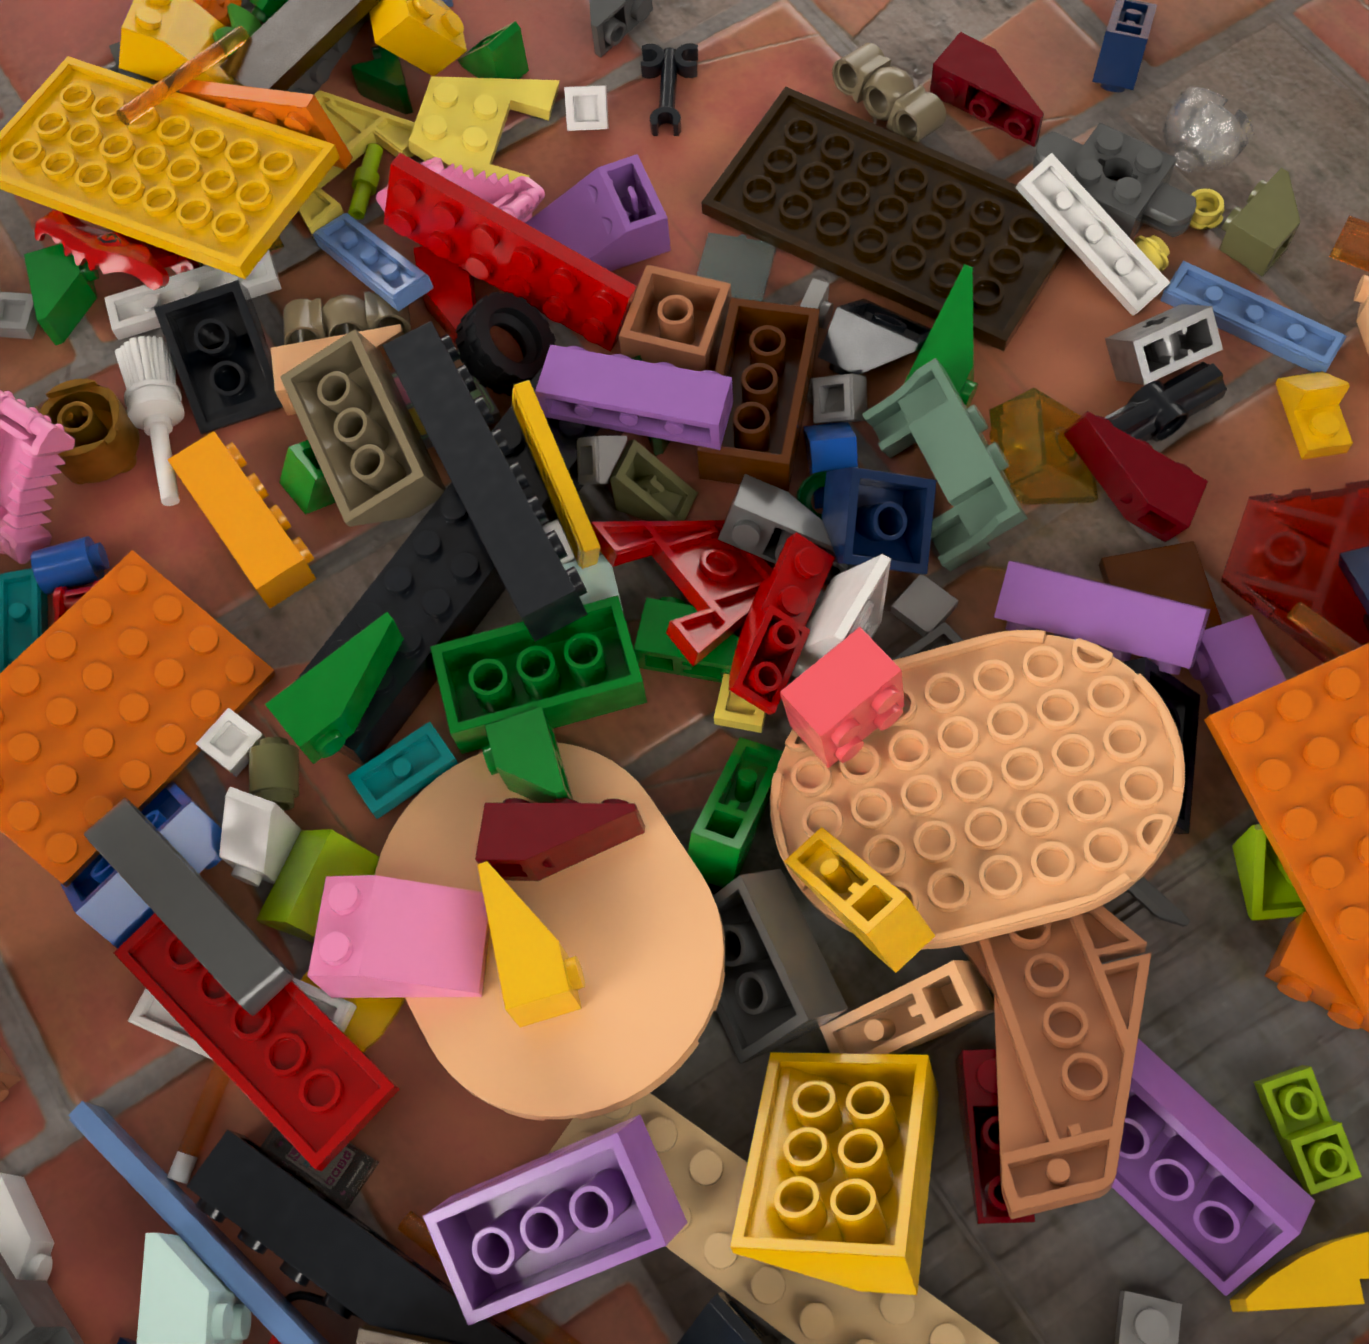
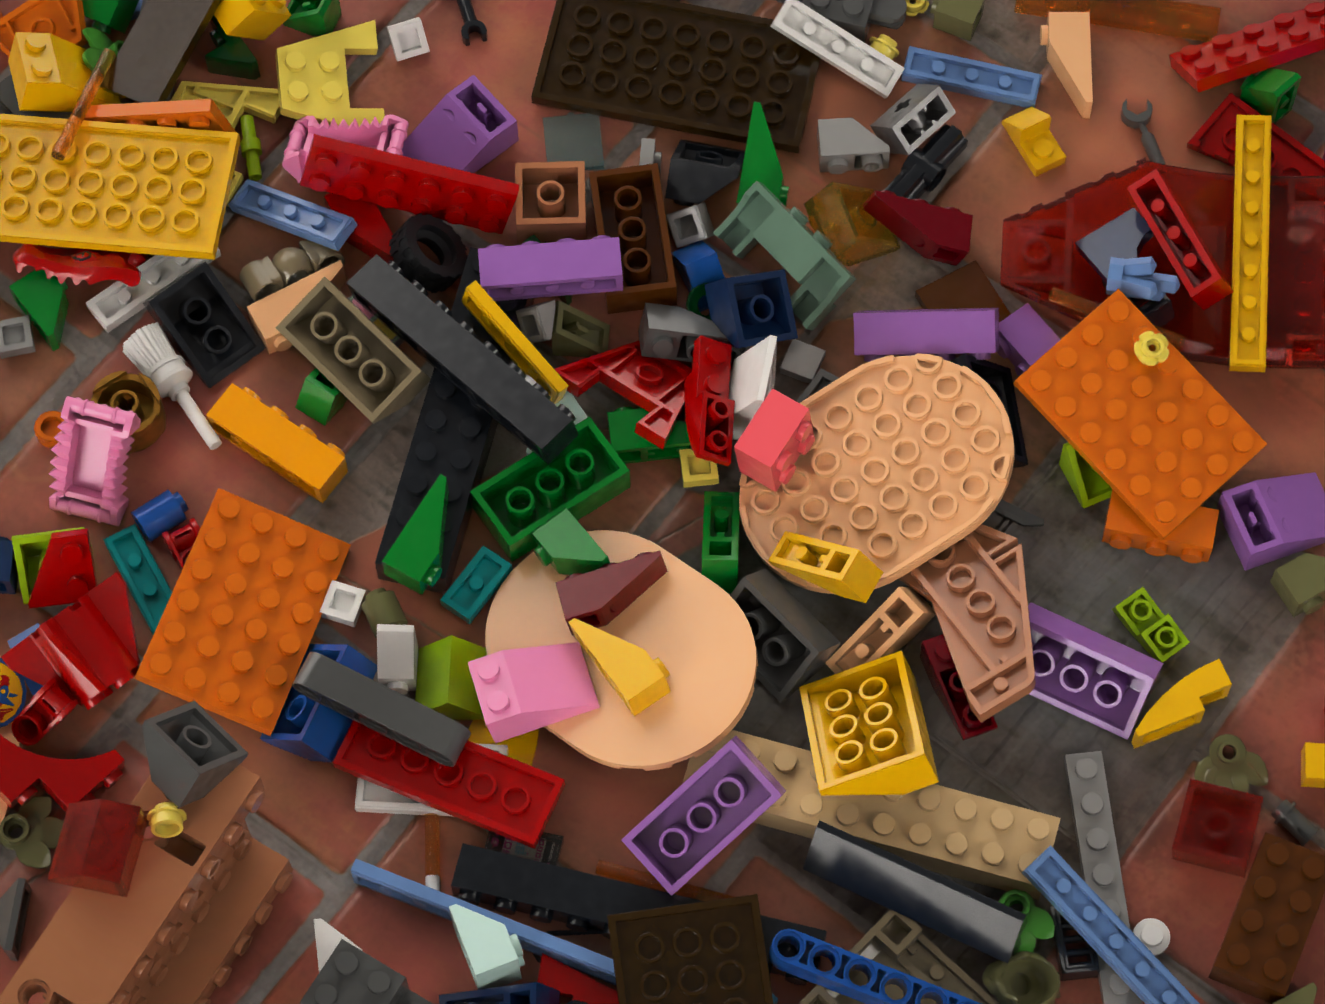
camera: 25 degrees left, 0 degrees up
(1071, 358) = (849, 146): none -> light grey slope

